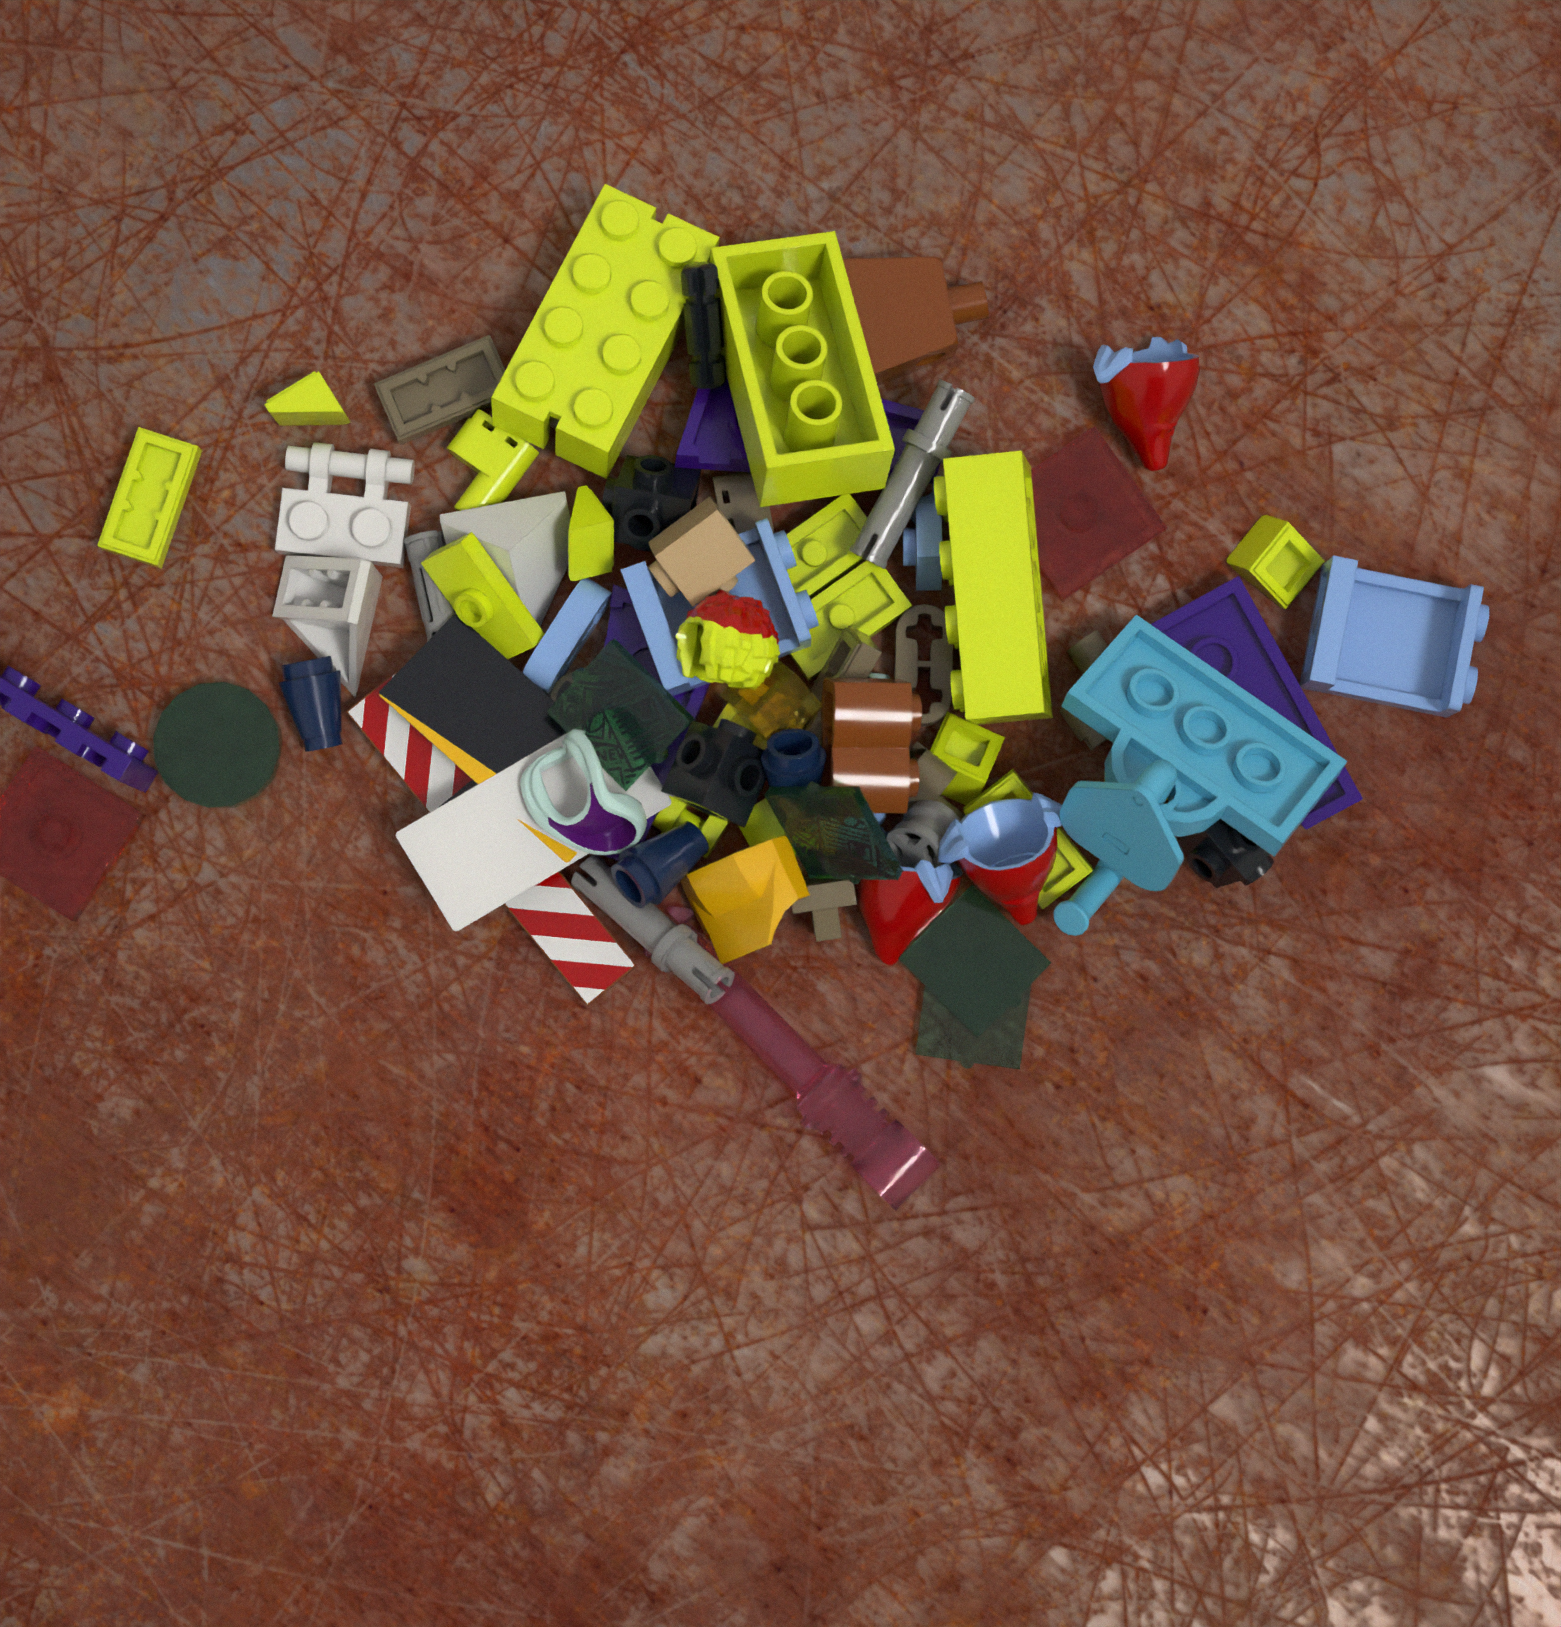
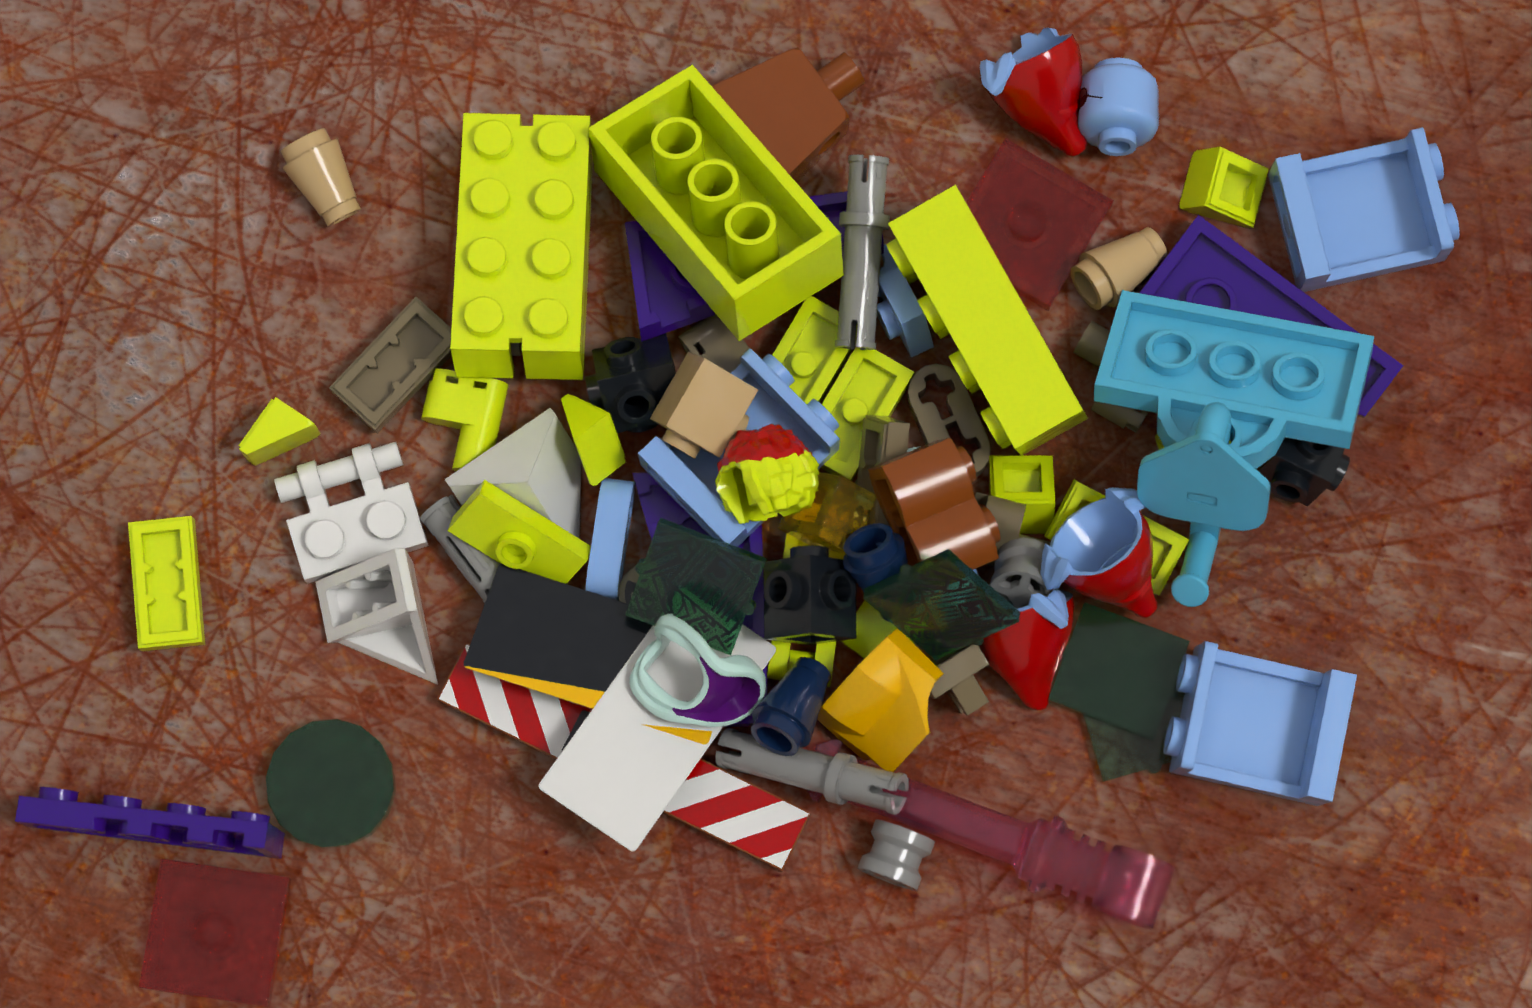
camera: 20 degrees left, 5 degrees down
(314, 701) = (403, 703): dark blue cone -> none
(454, 185) = (321, 175): none -> tan cone
(695, 1038) = (896, 855): none -> light grey wheel
(703, 325) = (612, 200): black axle -> none
(1080, 1067) = (1260, 724): none -> light blue panel
(1142, 591) = (1117, 267): none -> tan cone
(1211, 442) = (1118, 106): none -> light blue head

